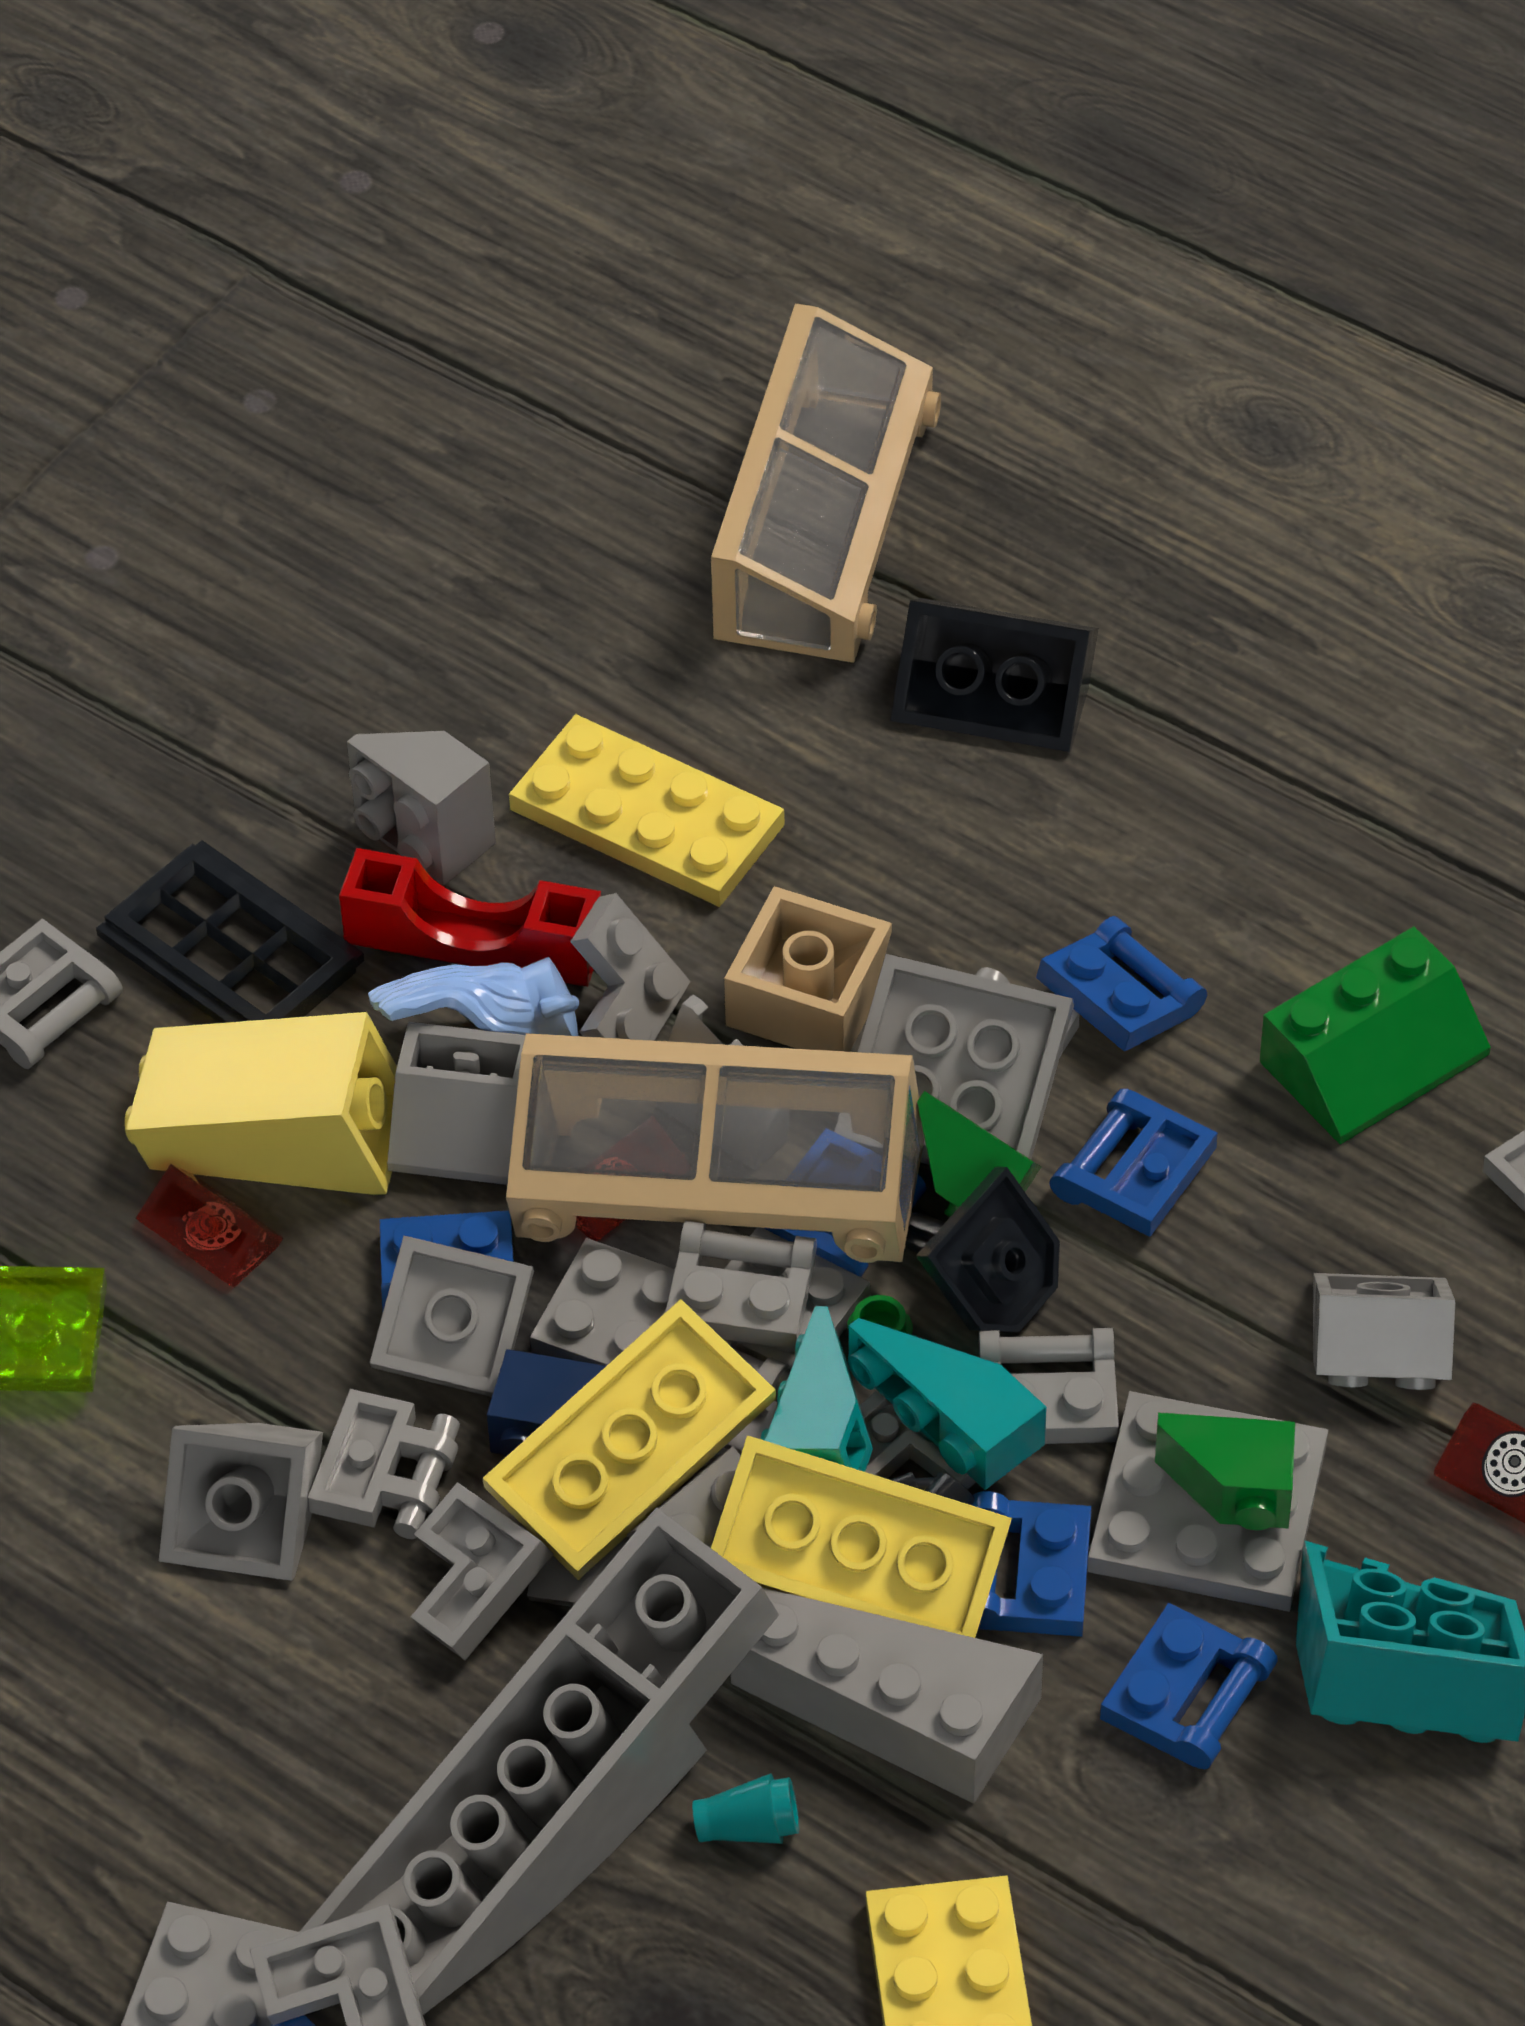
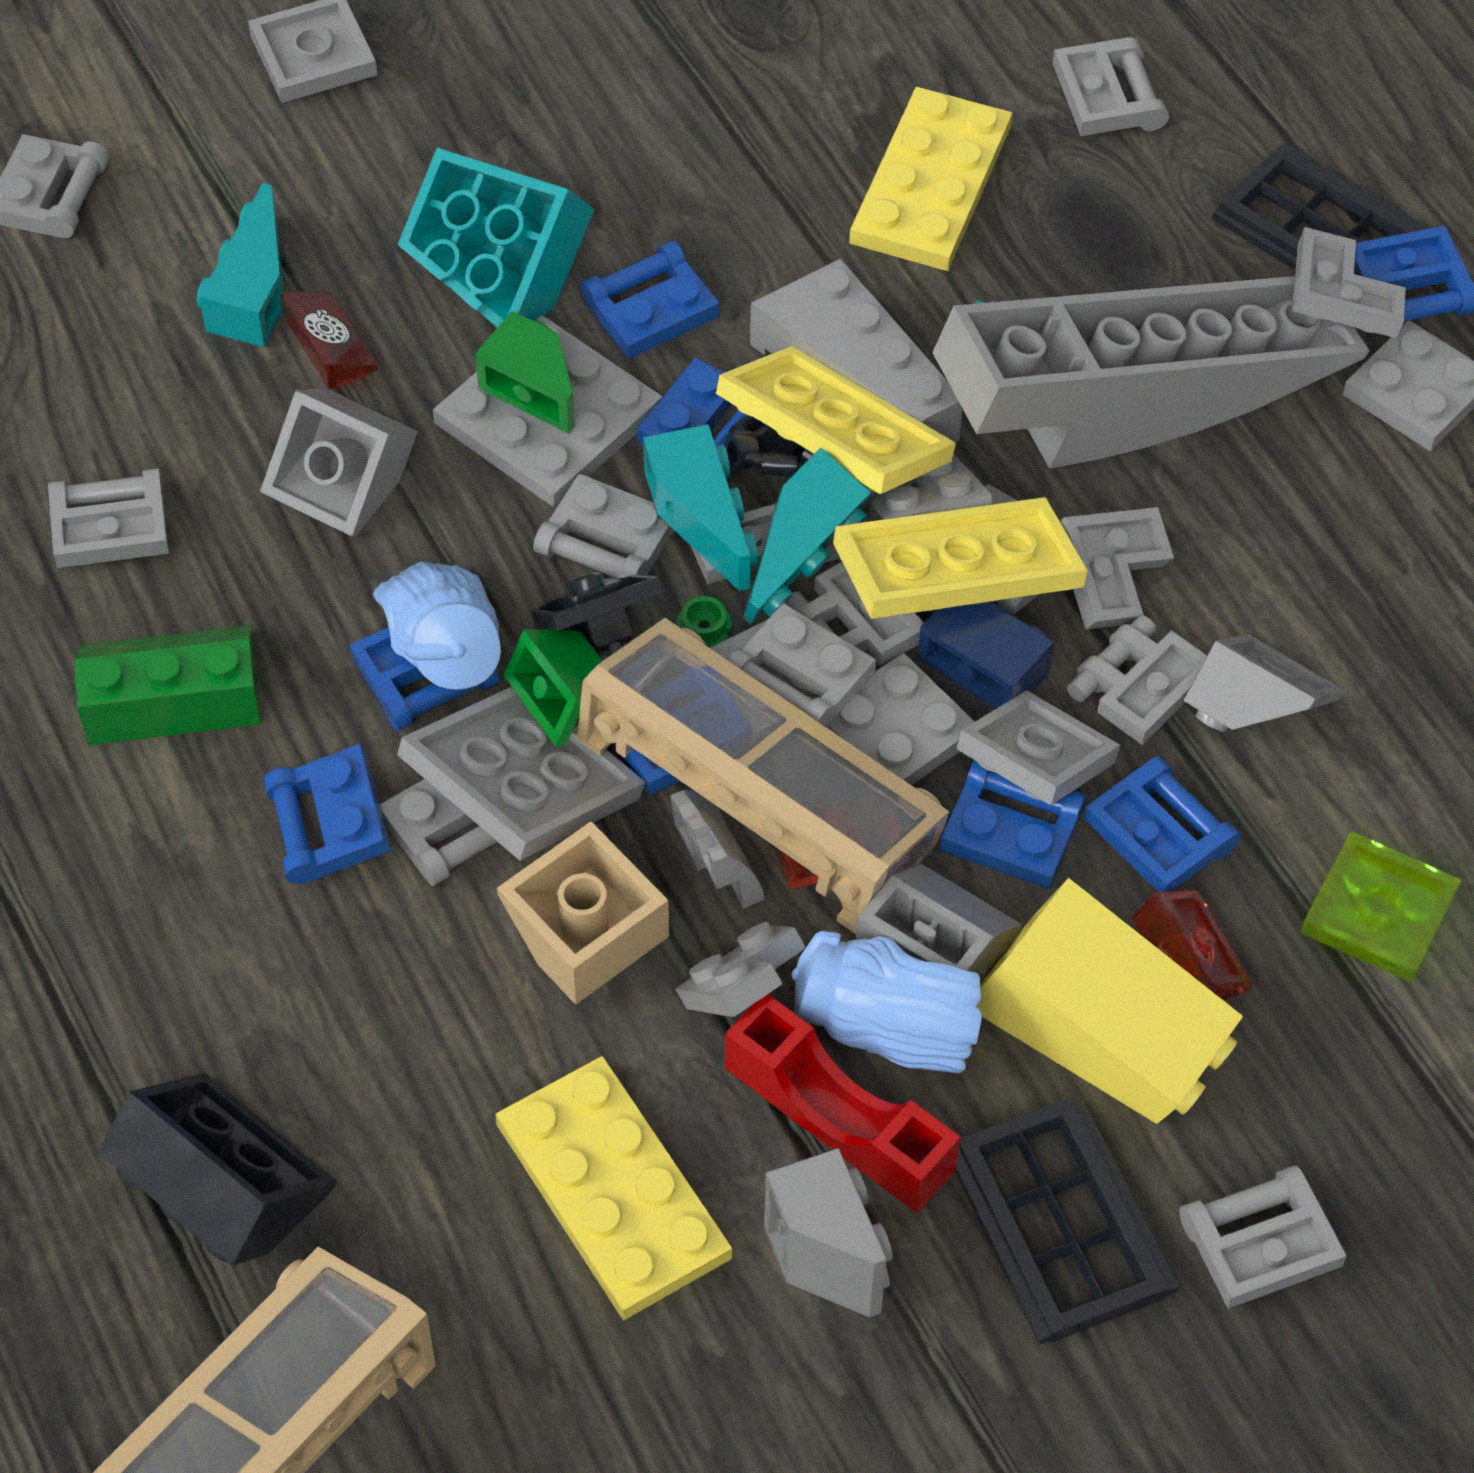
camera: 155 degrees left, 5 degrees up
(297, 1300) = (1150, 835): none -> blue plate
(1145, 1187) = (442, 623): none -> light blue hair

